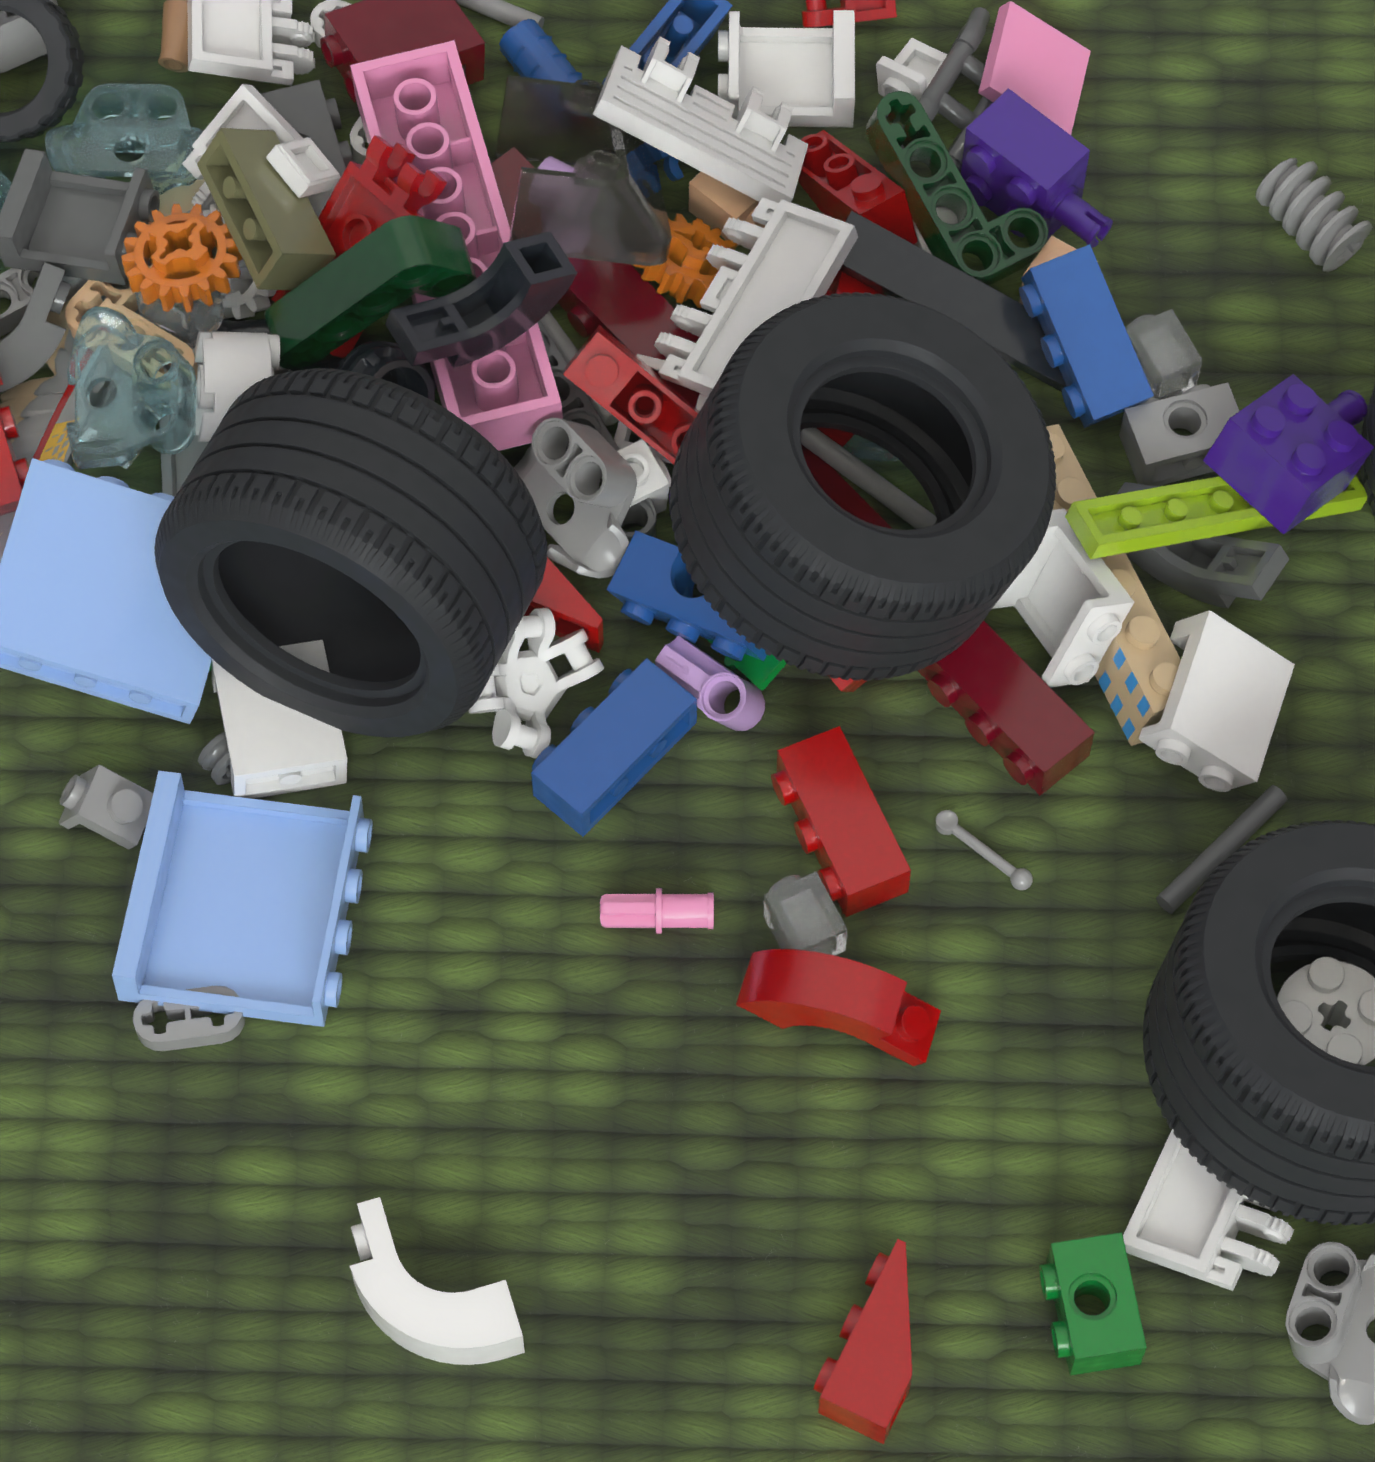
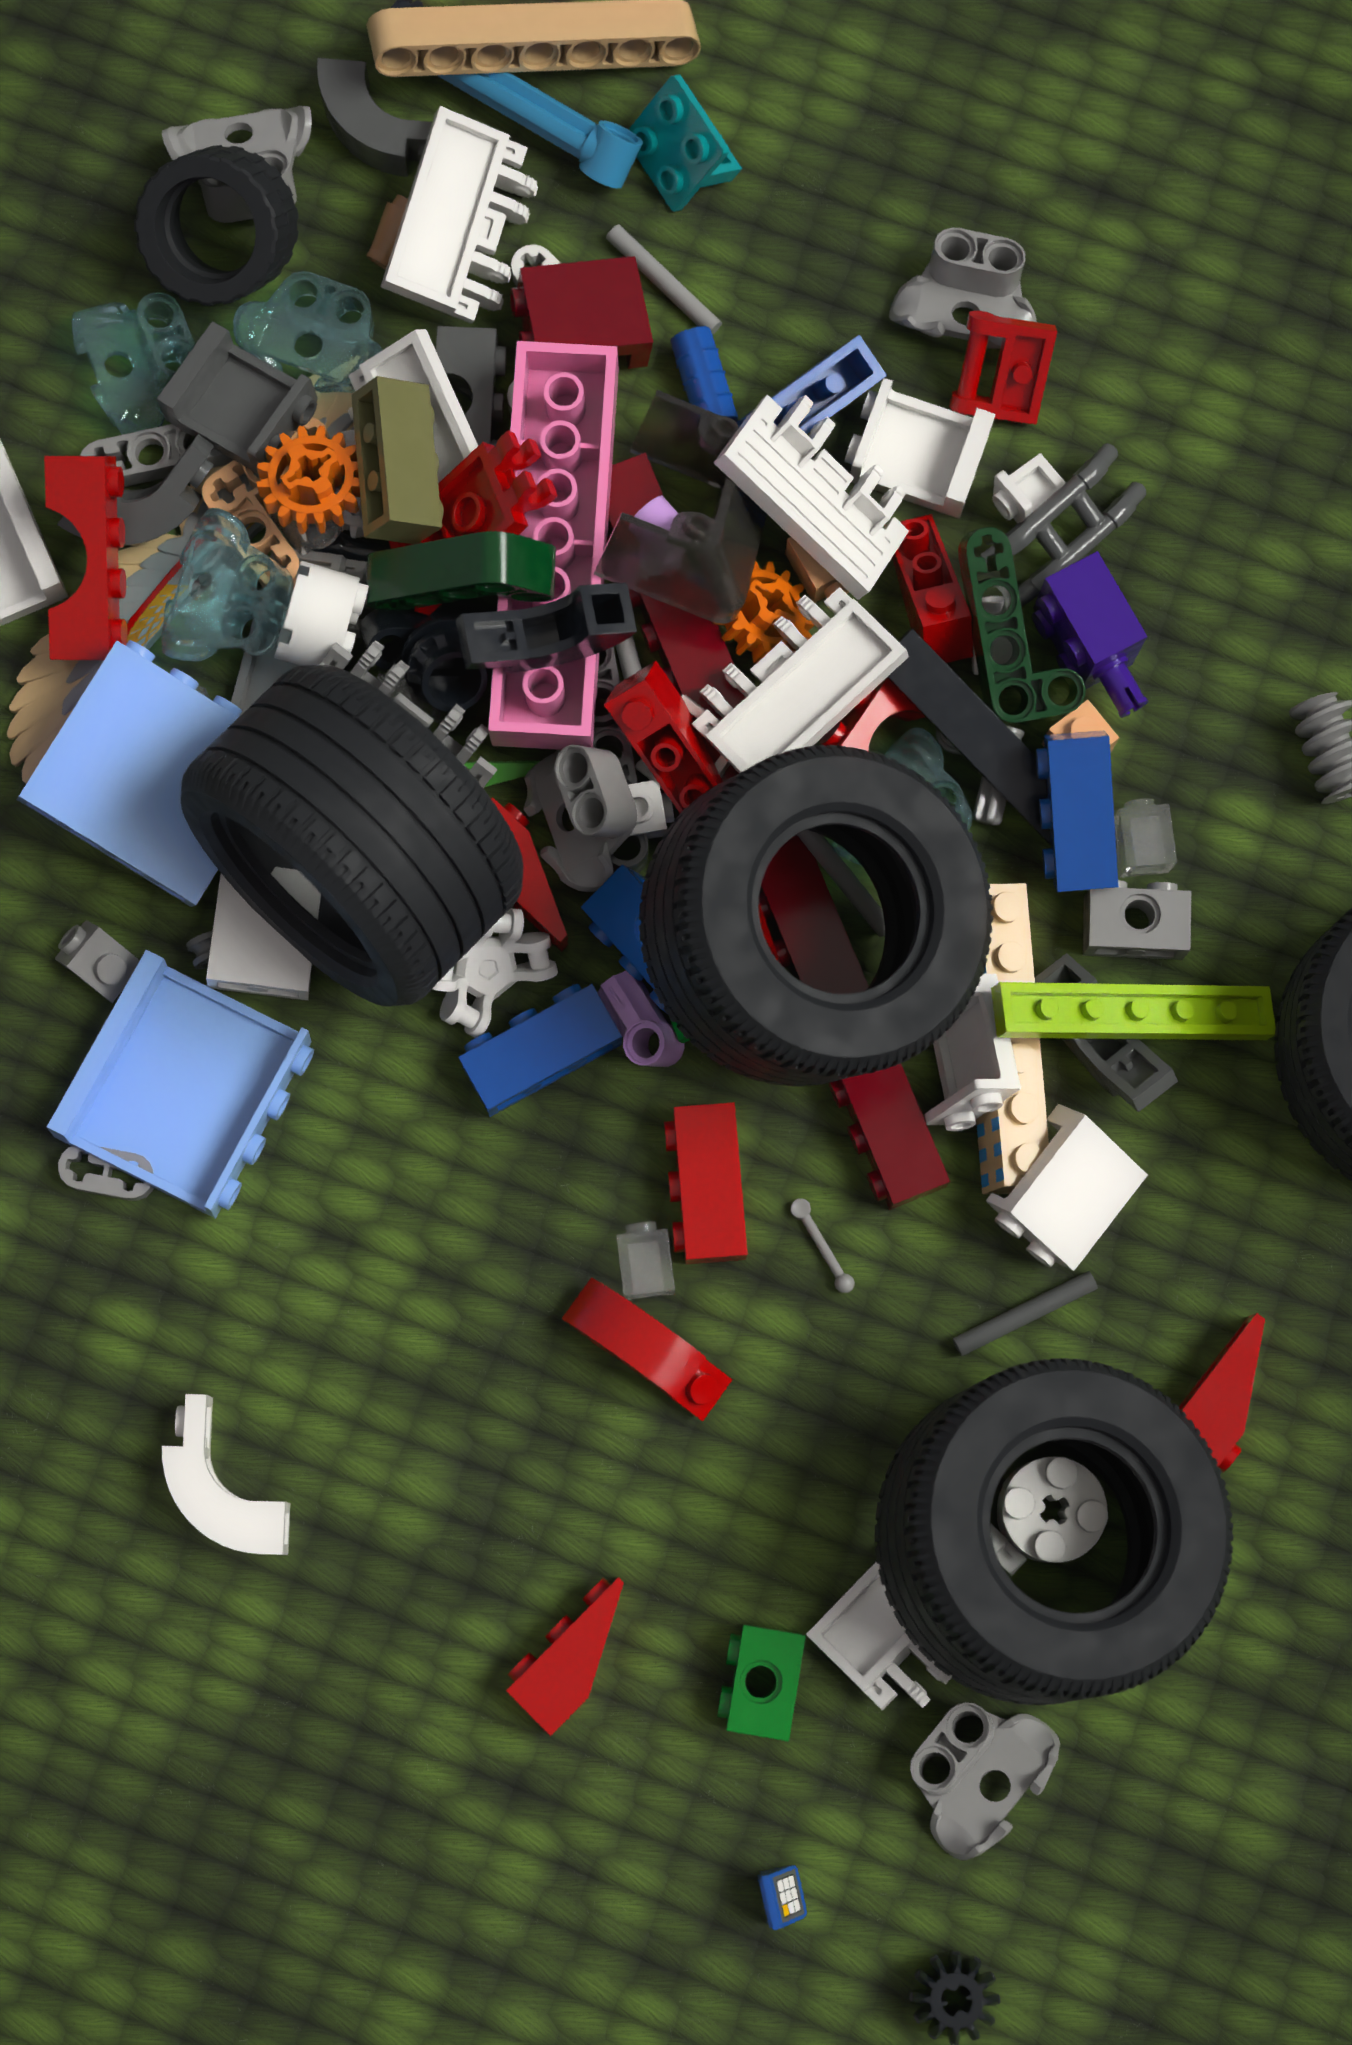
camera: 15 degrees right, 15 degrees up
(303, 167) = (441, 432): white tile -> none
(657, 910) = (526, 1209): bright pink axle -> none
(1035, 64) = (1136, 524): bright pink tile -> none
(1291, 451) = (1218, 983): dark purple brick -> none

